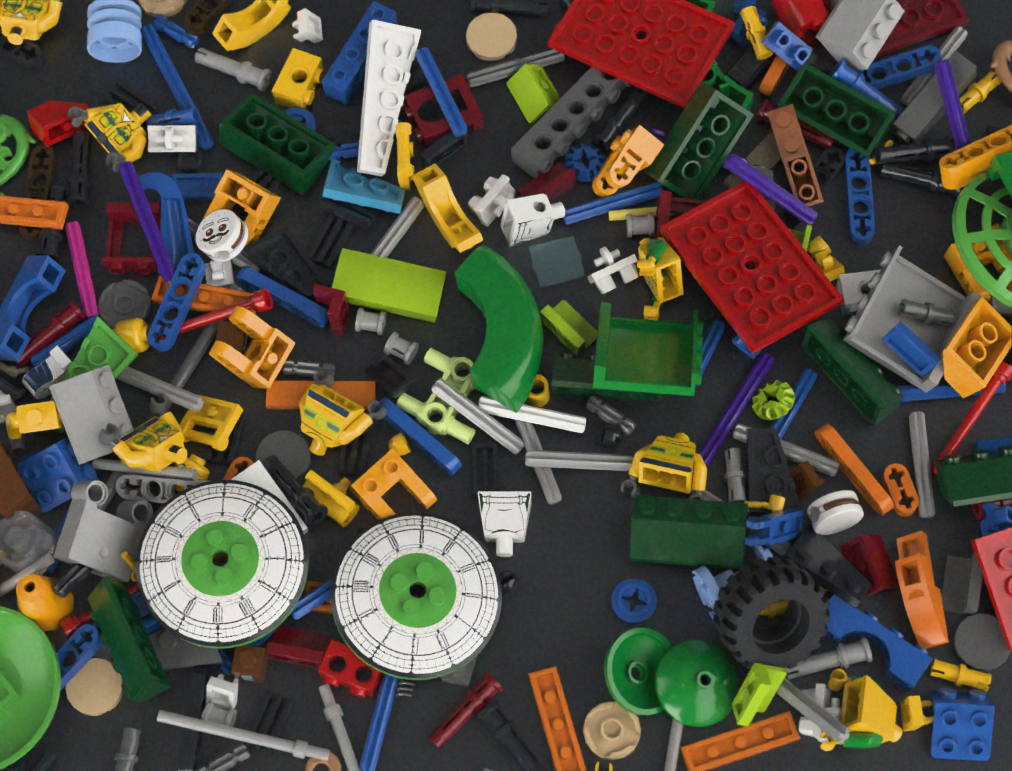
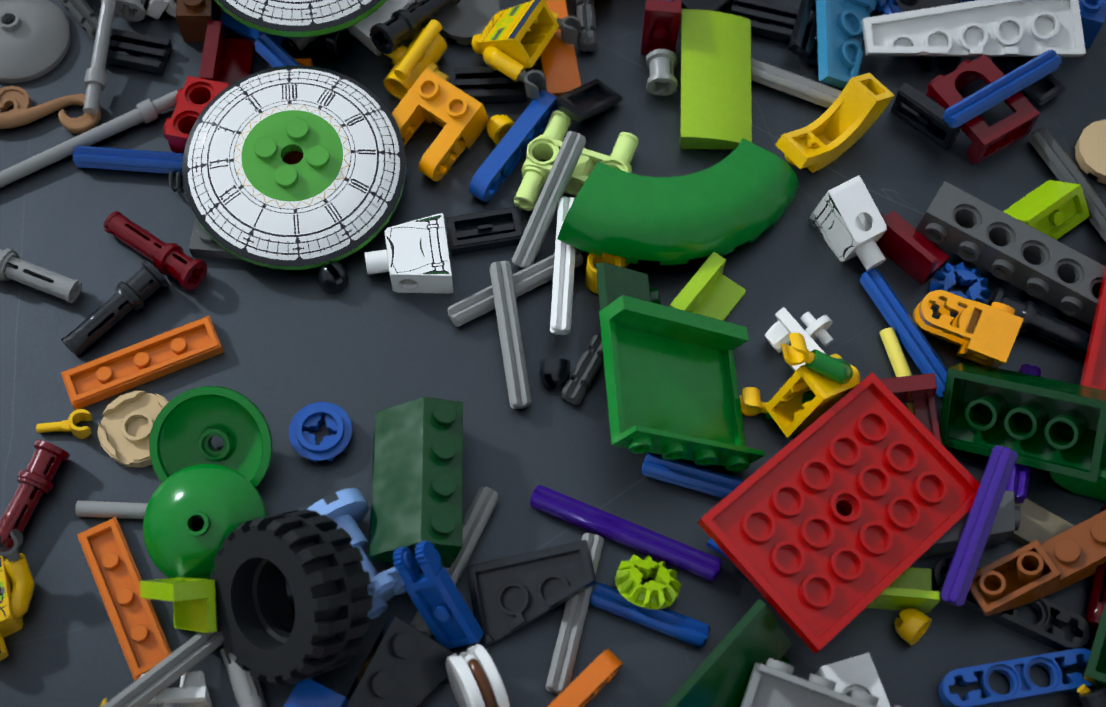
camera: 75 degrees right, 5 degrees down
(401, 348) = (633, 106): light grey bush -> none
(405, 151) = (902, 65): yellow plate -> none
(494, 201) = (882, 185): white hips -> none
(556, 261) = (801, 276): clear light blue piece -> none
(640, 225) = (879, 361): light grey bush -> none
(668, 465) = (516, 448): yellow torso -> none
(735, 475) = (518, 542): light grey pin -> none
(775, 503) = (478, 598): yellow hand -> none
(806, 480) = (527, 641): reddish brown tile -> none
(829, 265) = (879, 636): yellow tile -> none

